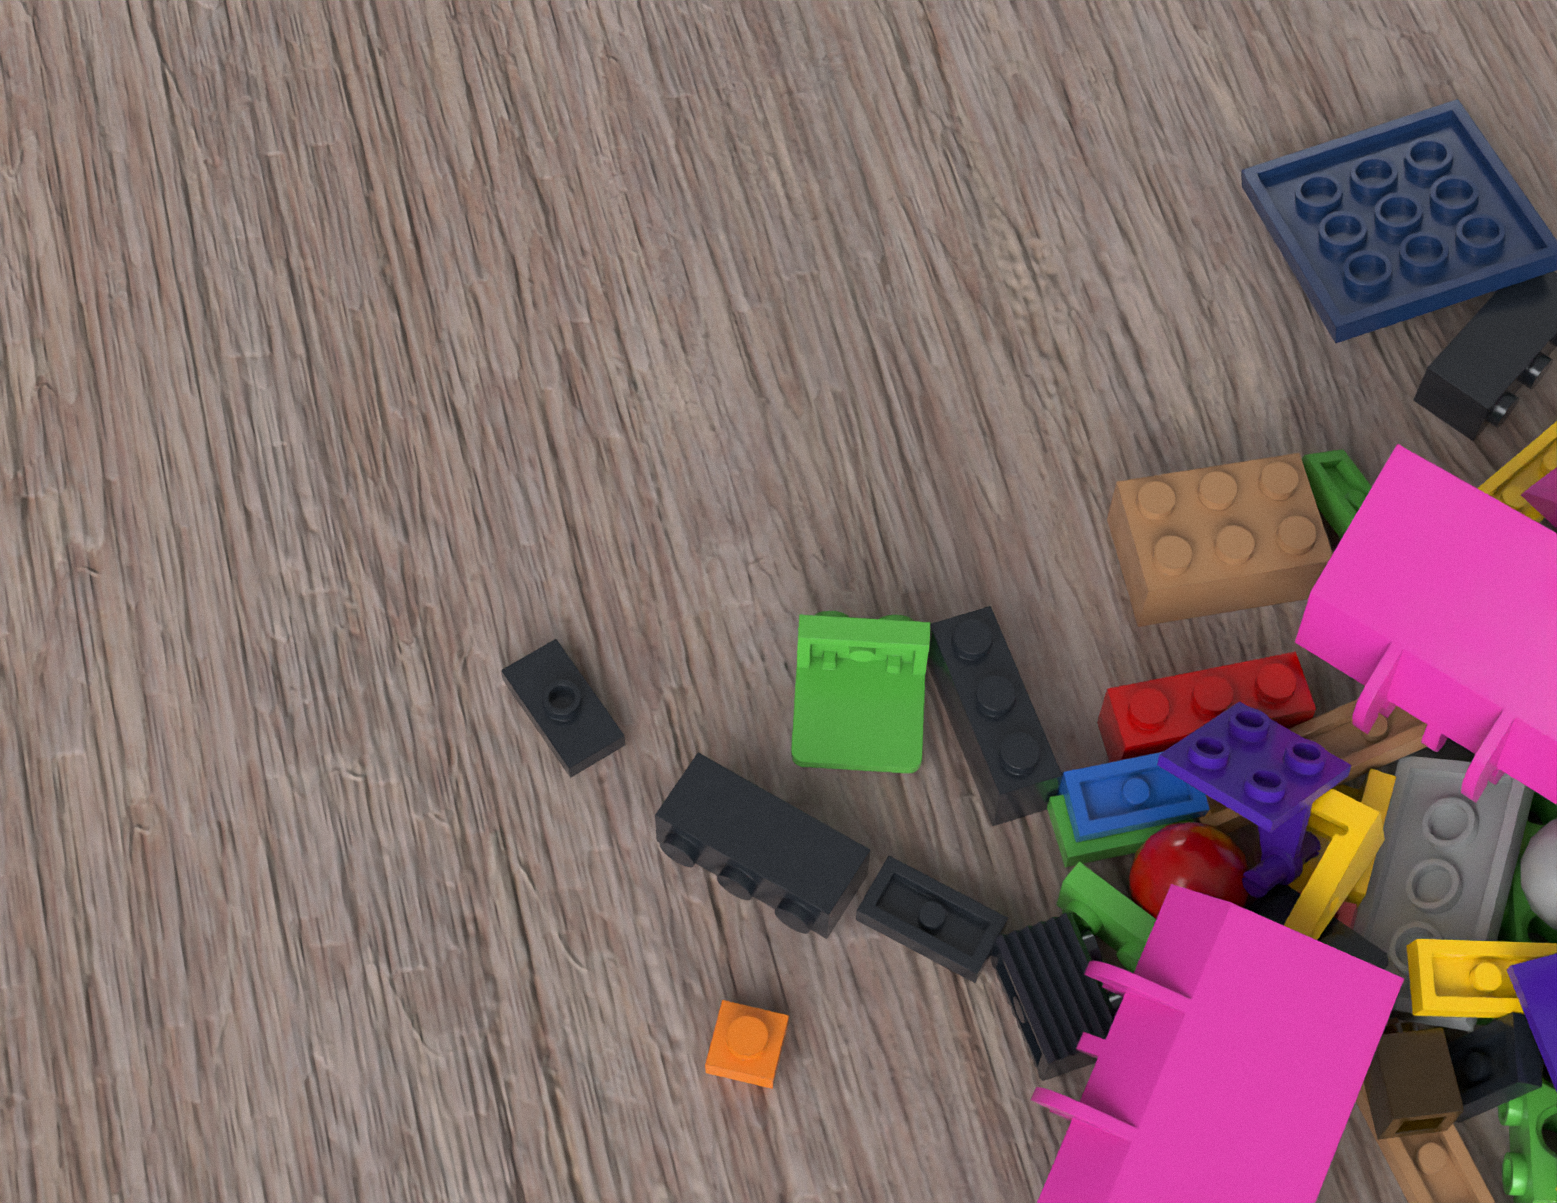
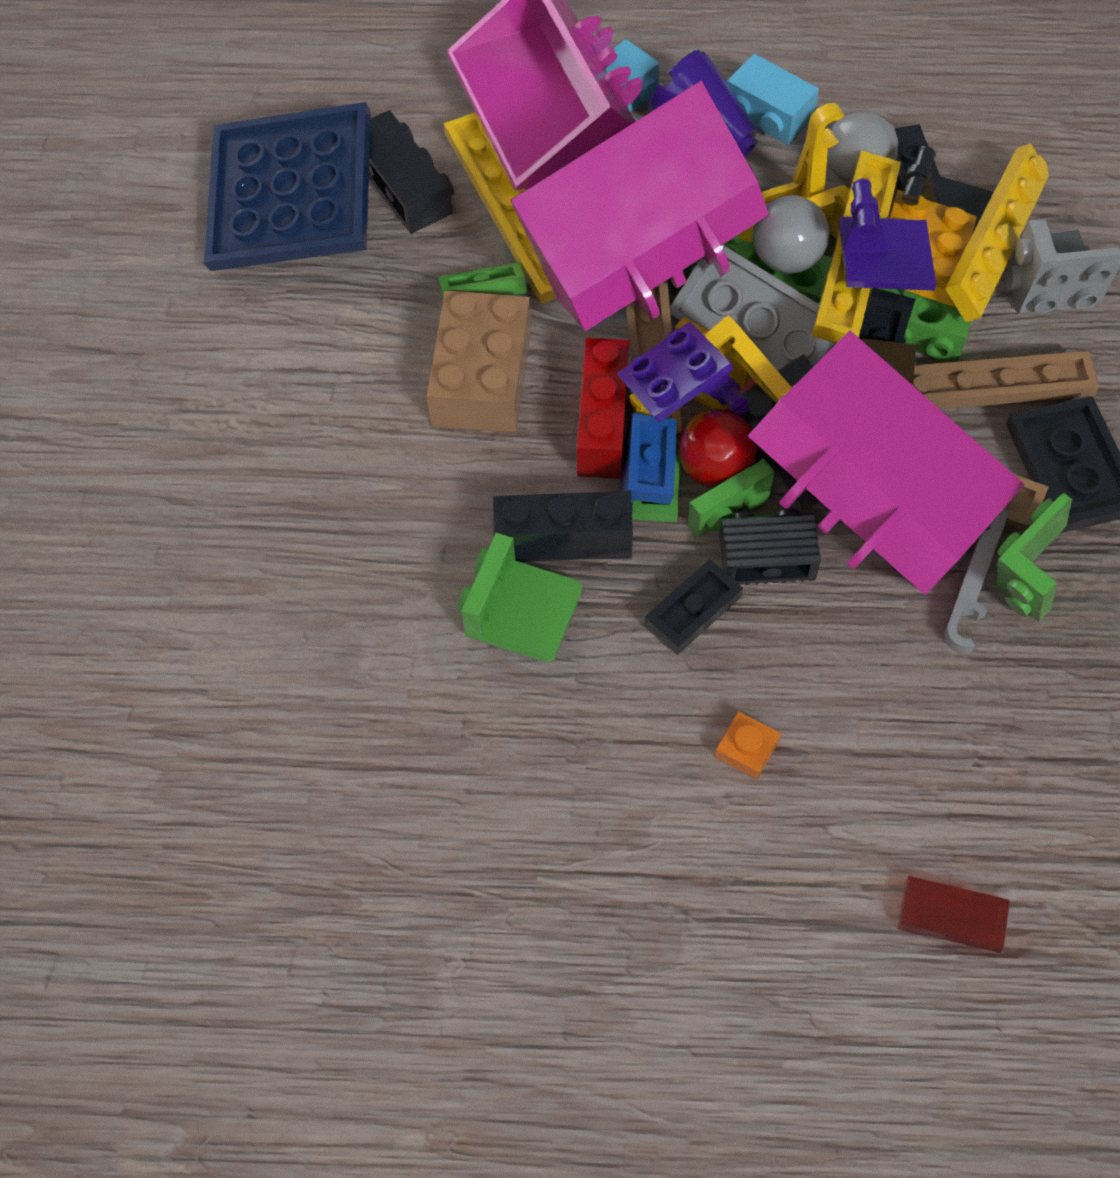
camera: 70 degrees left, 0 degrees up
(563, 708) = (457, 802): black plate -> none
(761, 847) = (612, 695): black brick -> none

